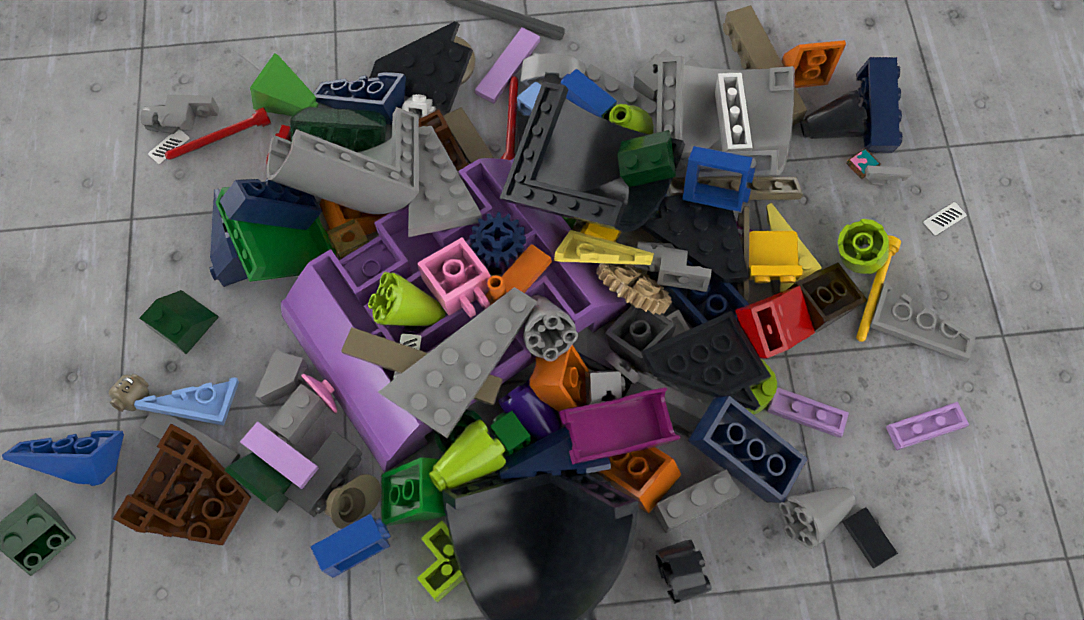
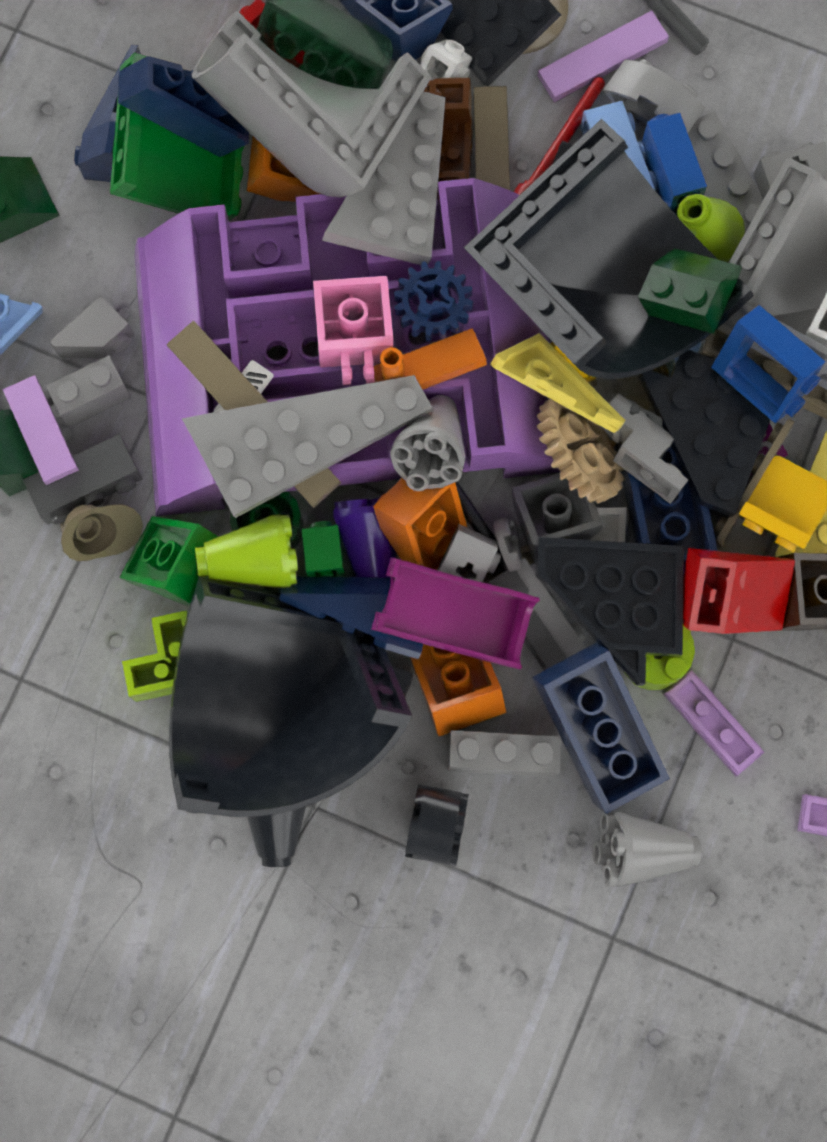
camera: 30 degrees right, 10 degrees up
(323, 390) = (131, 377): bright pink dish -> none
(347, 237) = (260, 197): clear yellow piece -> none
(351, 545) = (68, 582): blue window -> none
(403, 303) = (273, 324): lime cone -> none
(869, 537) = (692, 913): black tile -> none

